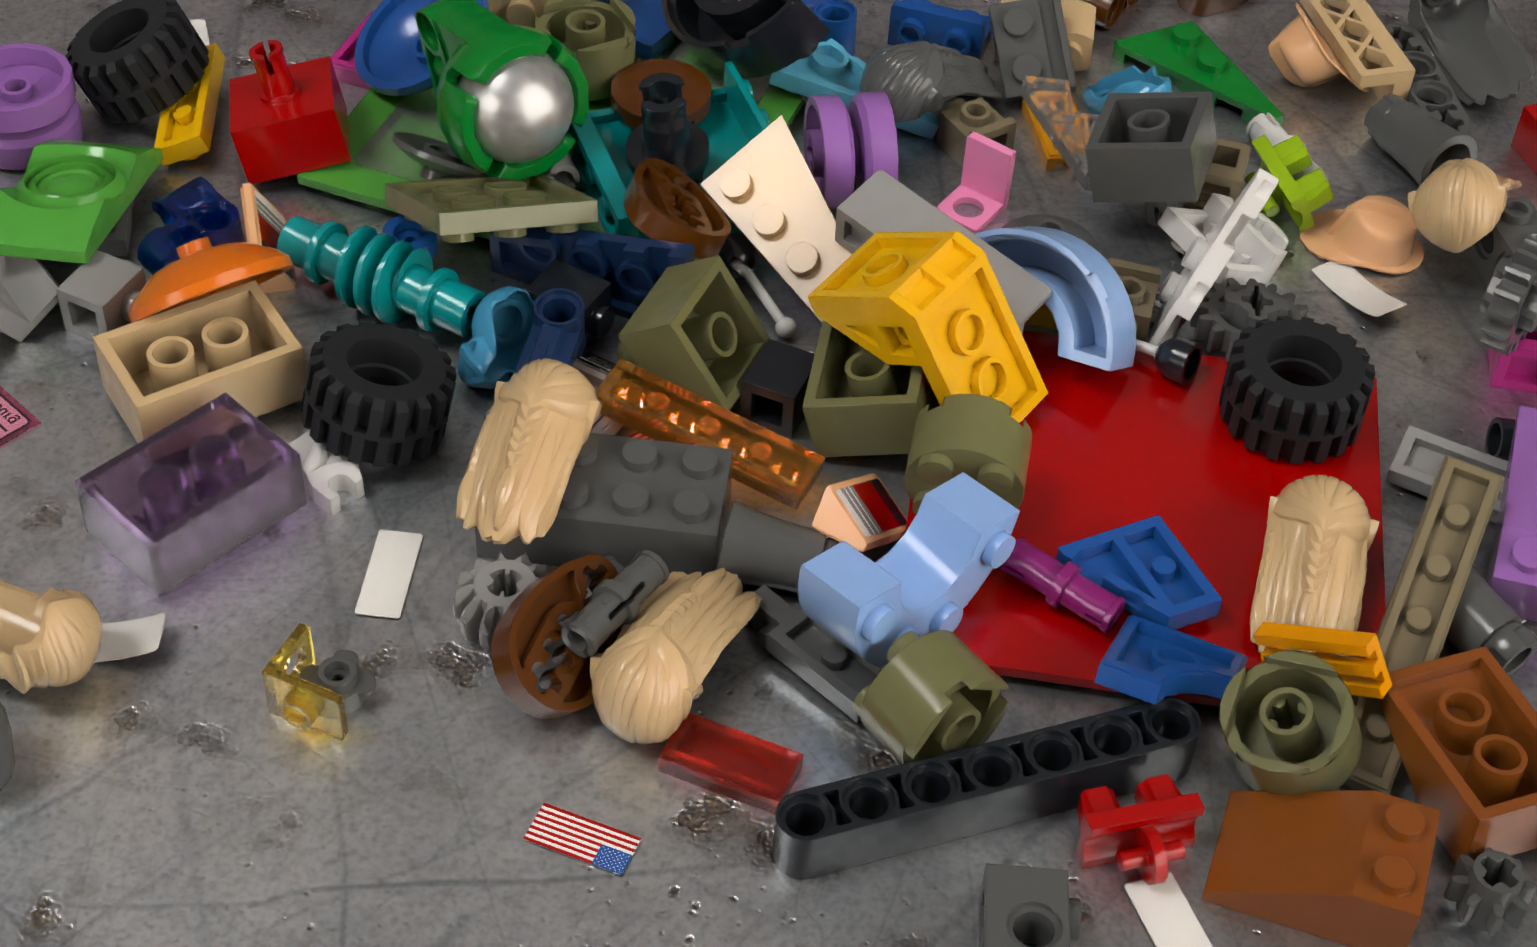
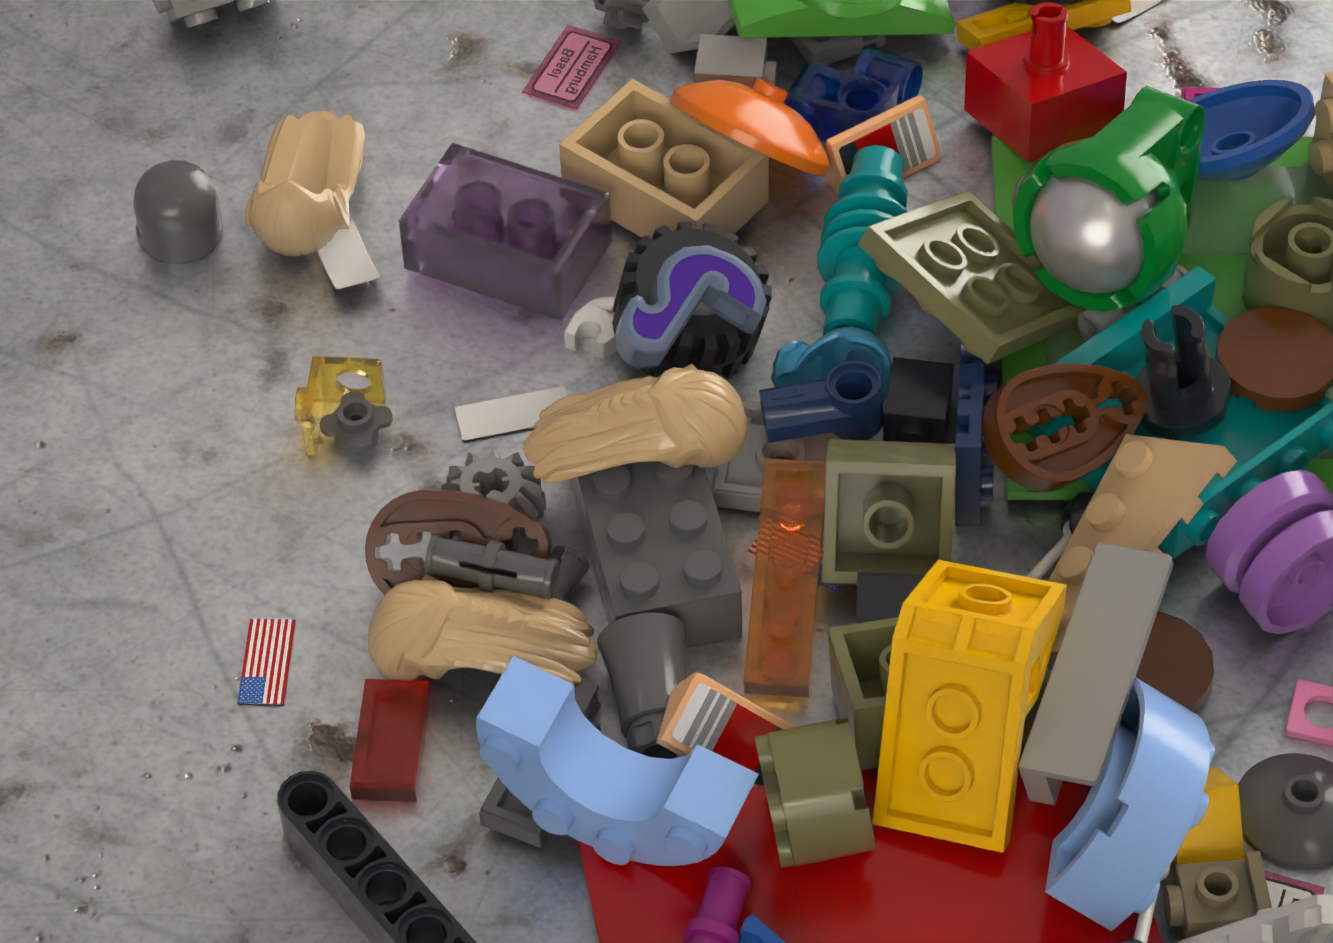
camera: 75 degrees right, 5 degrees up
(417, 366) = (682, 283): none -> sand blue animal
(931, 697) = (489, 858): olive brick -> none

